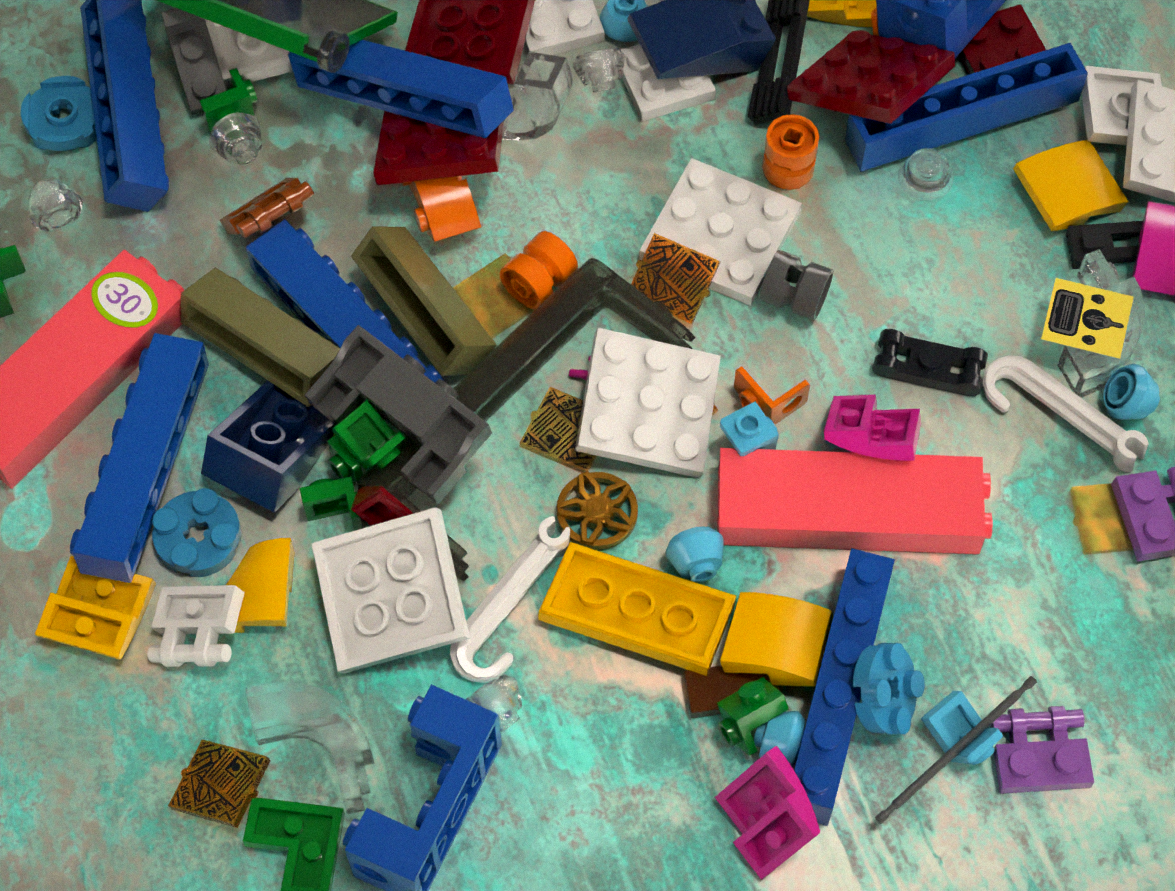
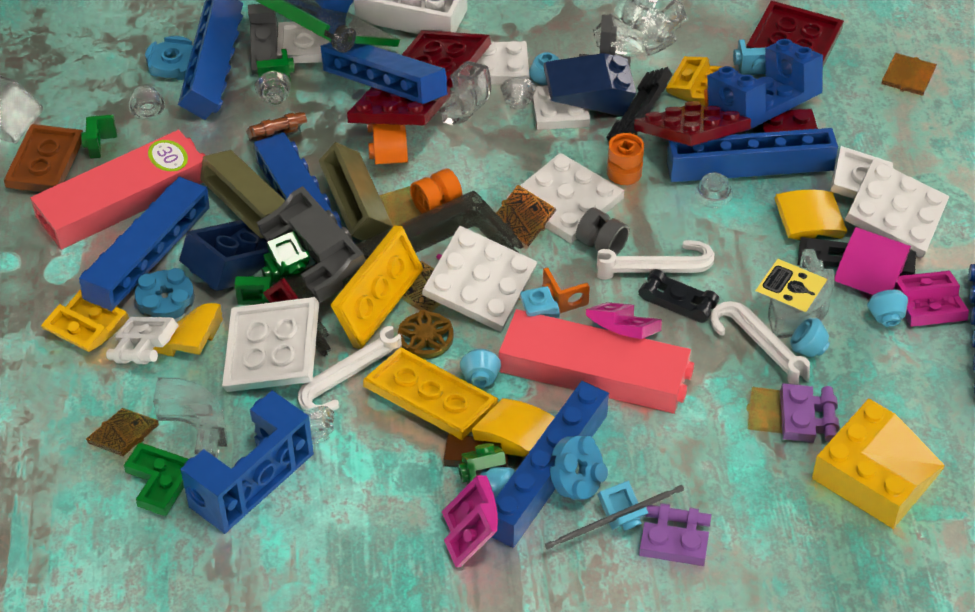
camera: 15 degrees right, 15 degrees down
(512, 458) = (377, 287): none -> yellow tile
(826, 331) = (609, 263): none -> white piece

